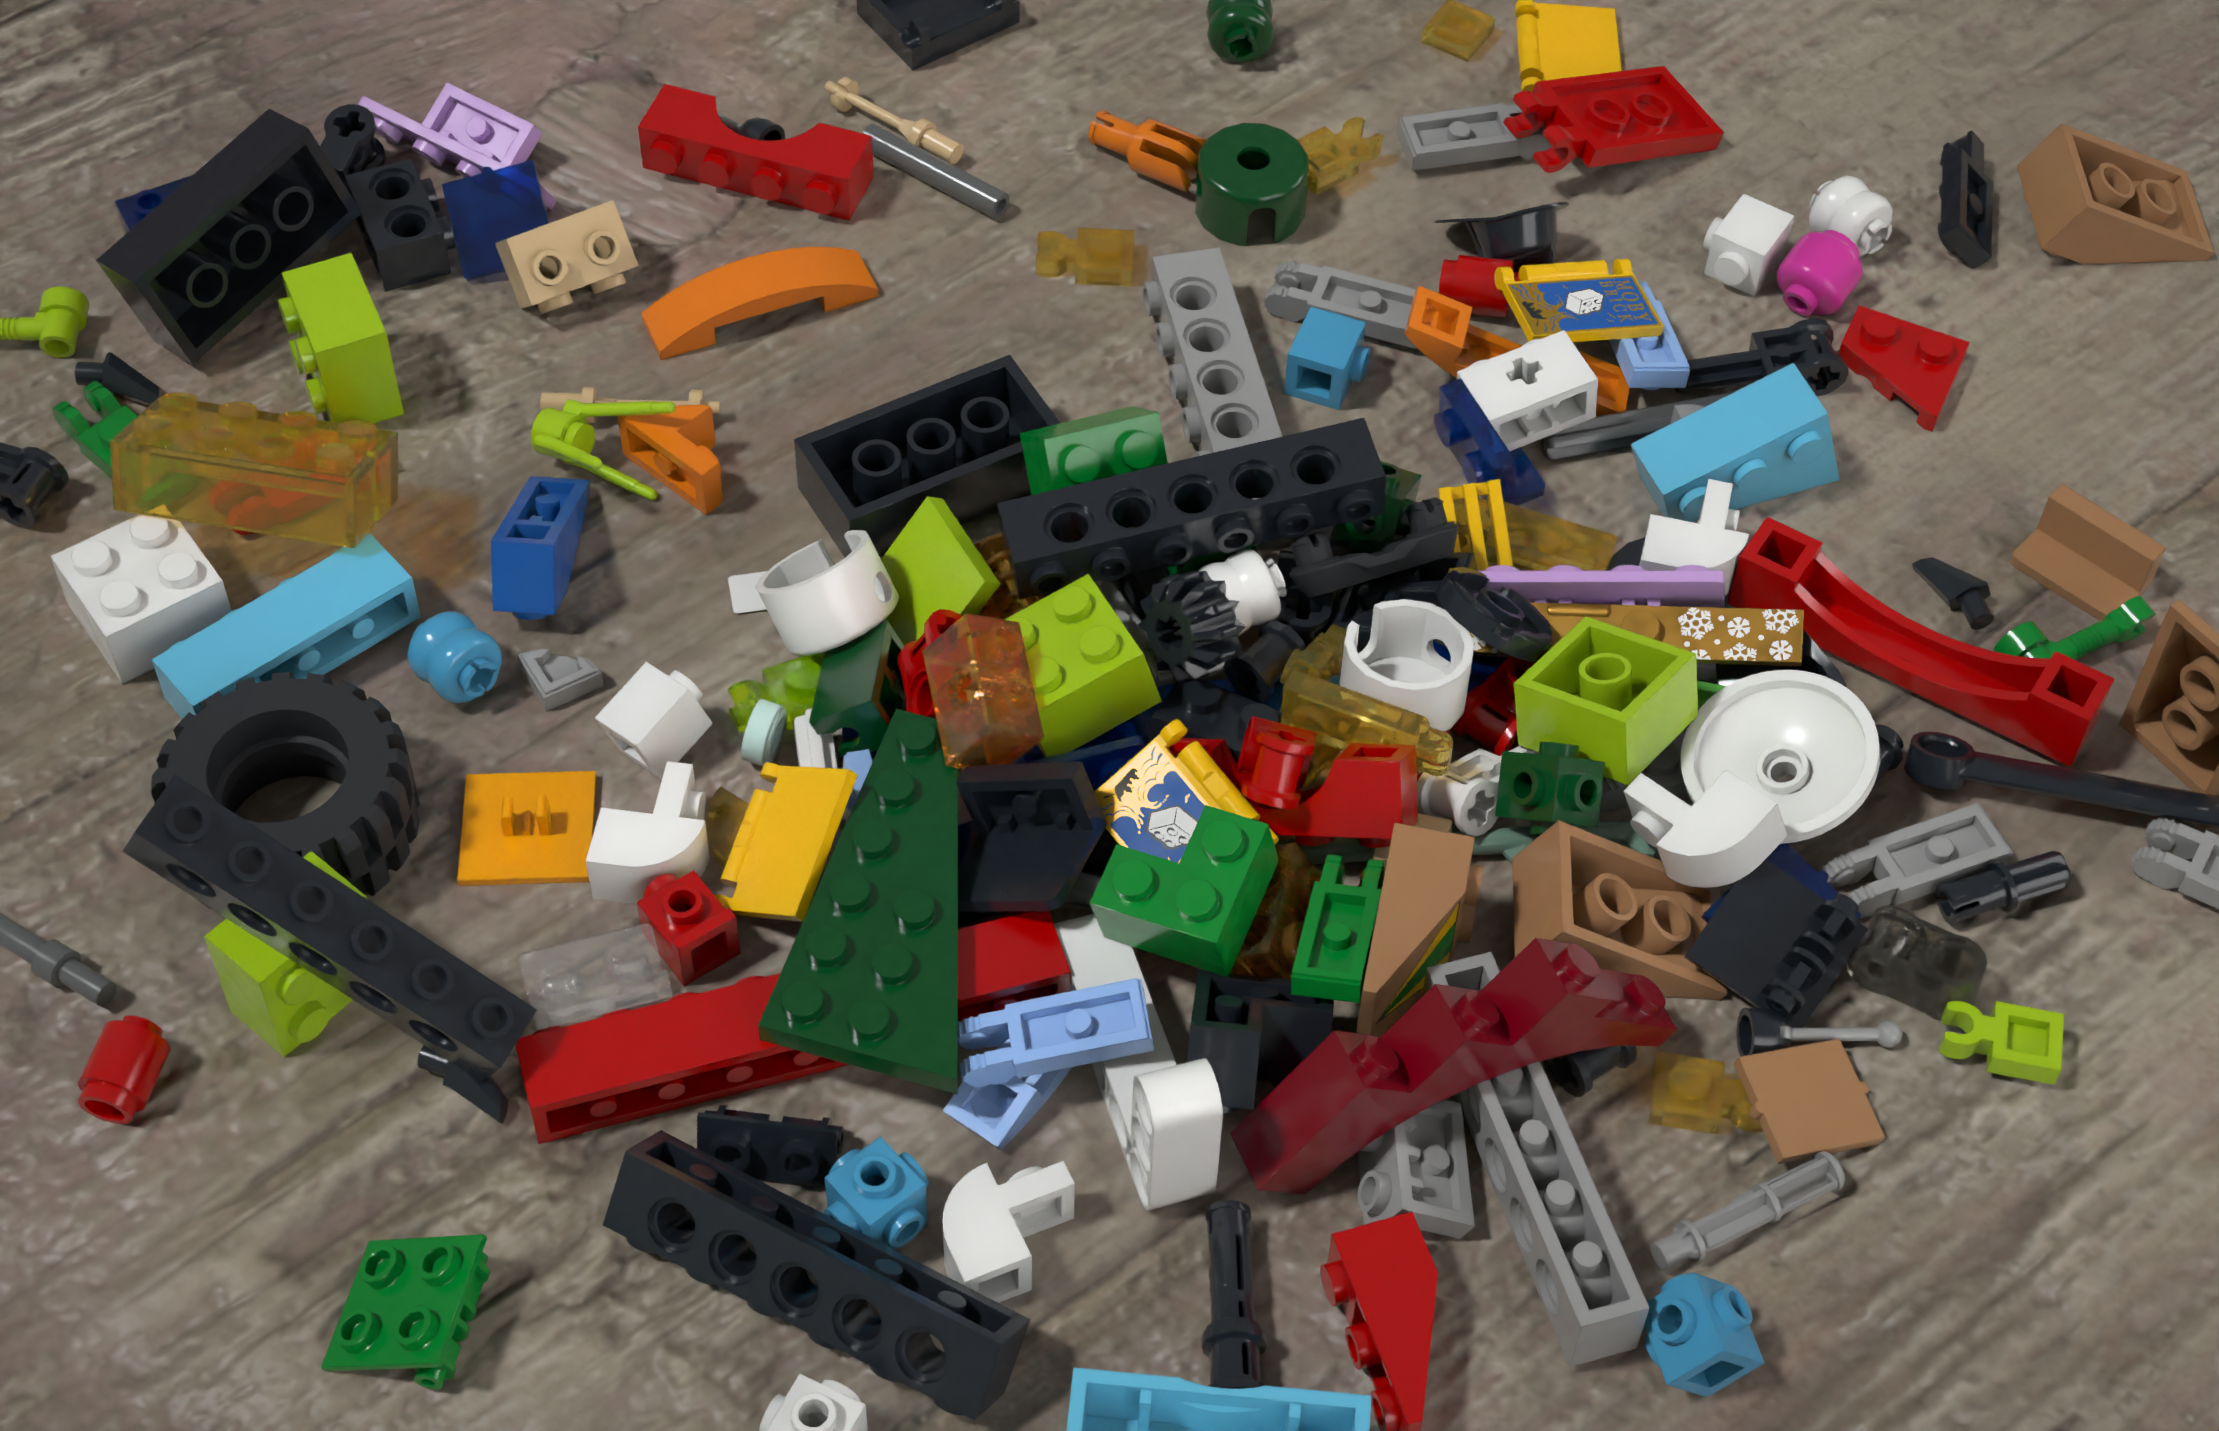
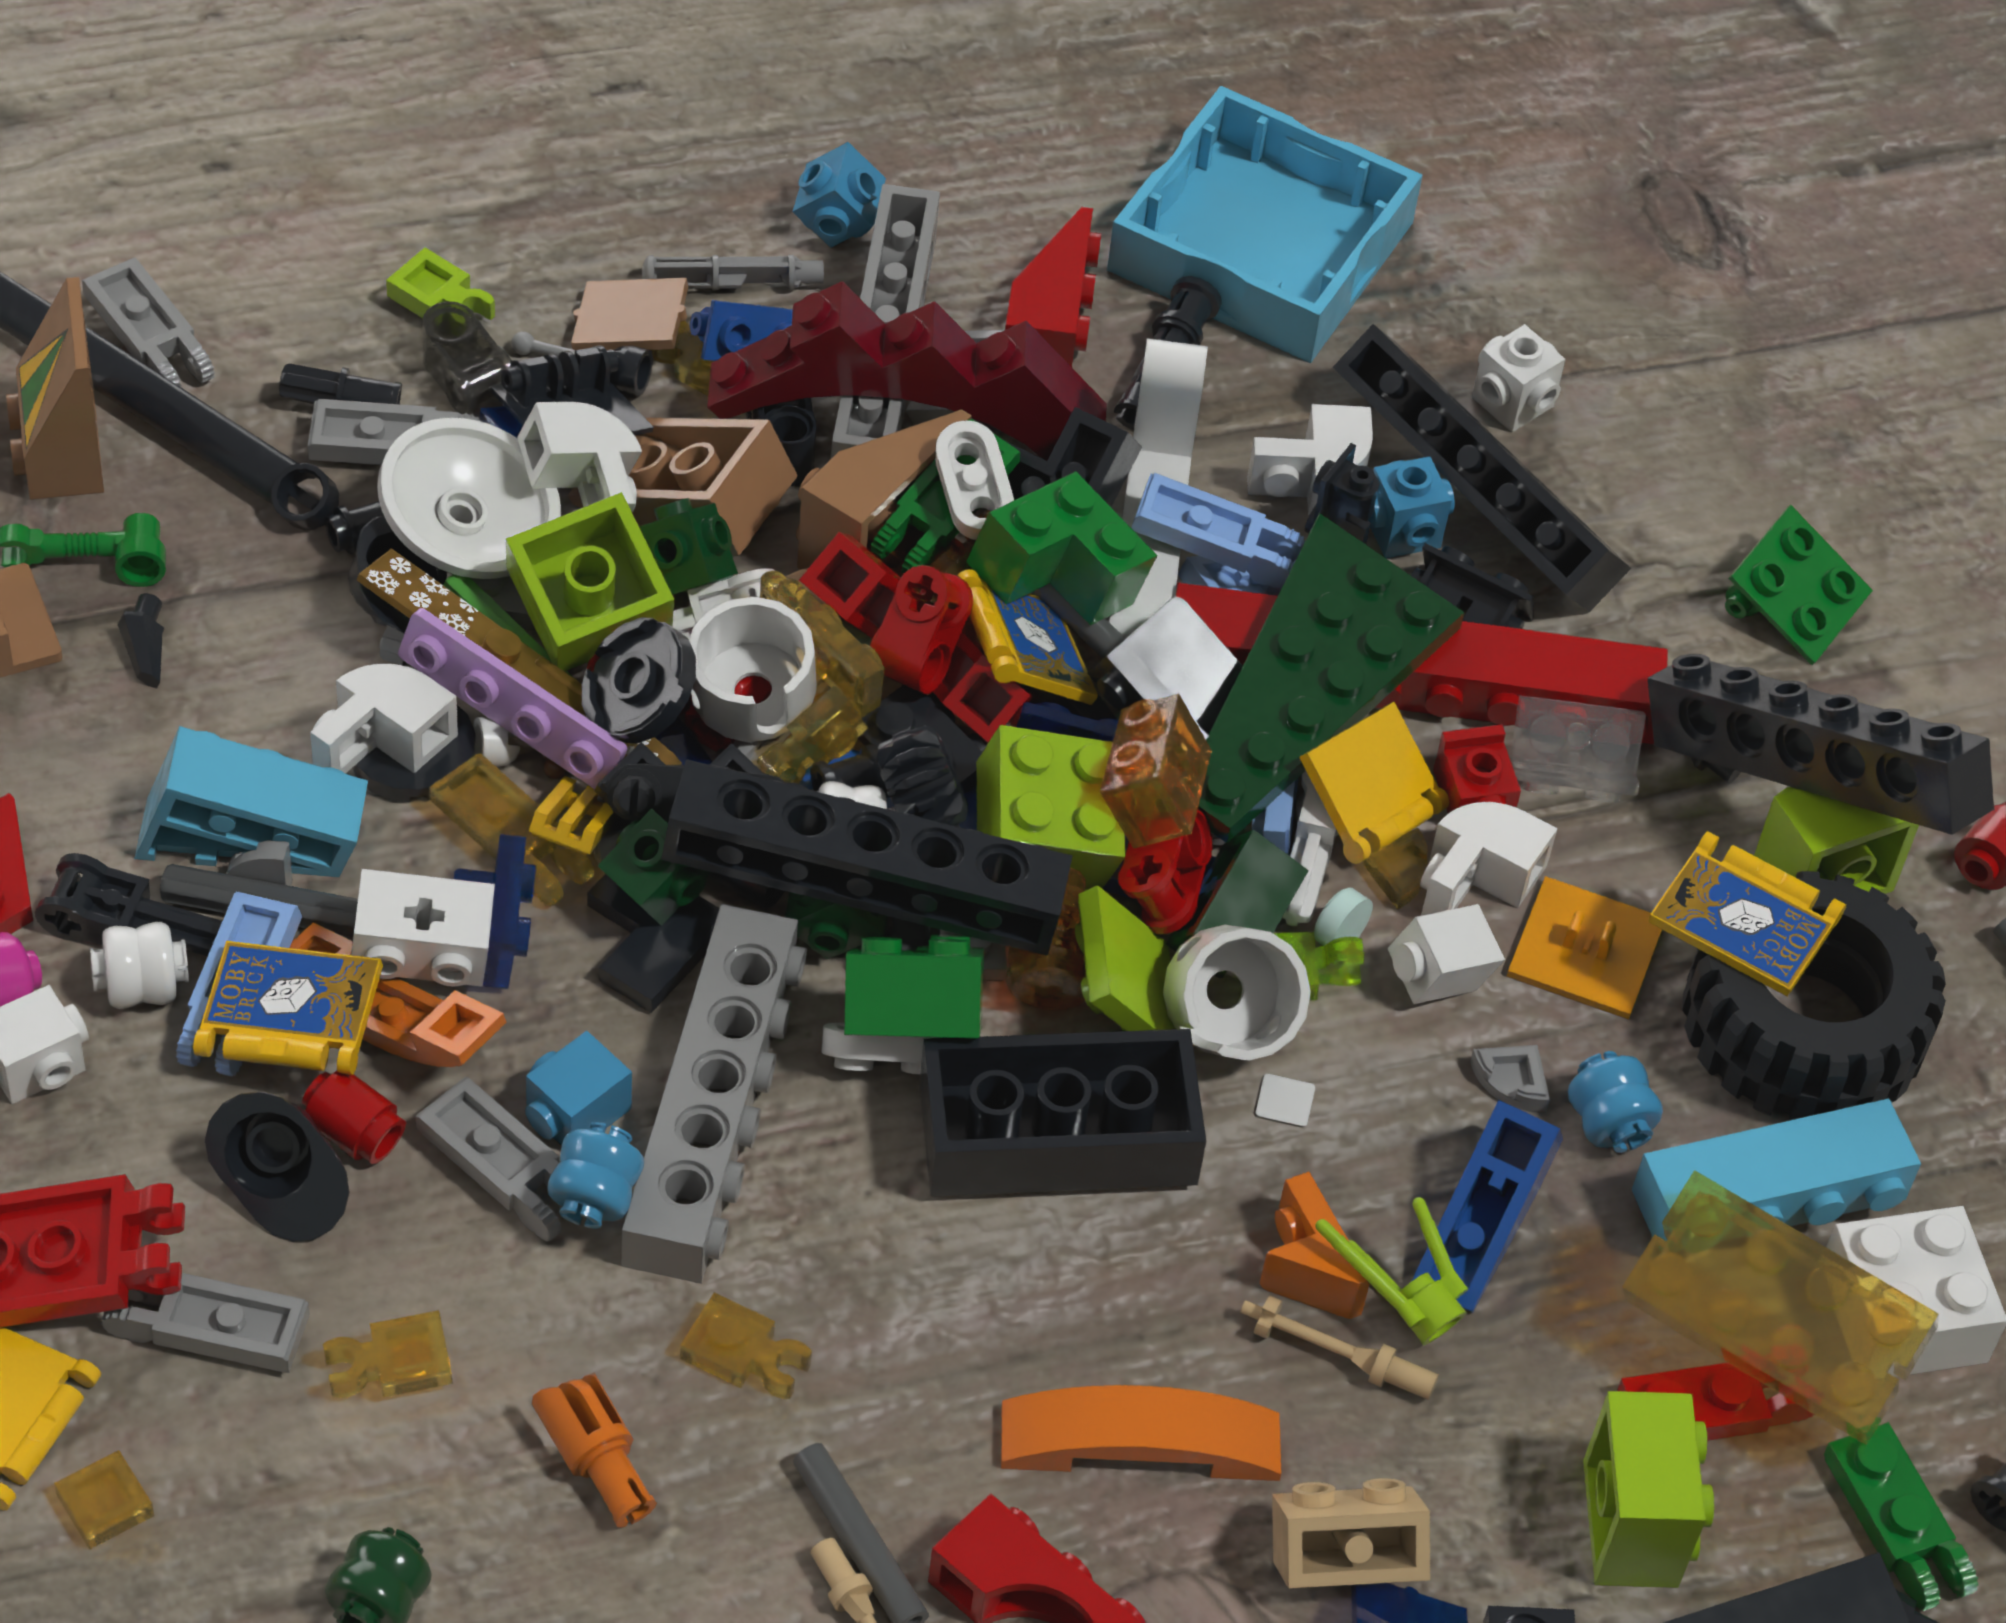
camera: 160 degrees left, 0 degrees up
(365, 775) = (1746, 914): none -> piece
(941, 1129) = (1345, 495): none -> black hinge
(1250, 170) = (503, 1368): dark green piece -> none
(1262, 265) = (595, 1175): none -> dark azure piece
(1313, 904) = (972, 485): none -> white plate
(1645, 1121) = (733, 326): none -> blue hinge
(1720, 317) = (139, 965): none -> white piece
(2030, 700) = (188, 498): red arch -> none

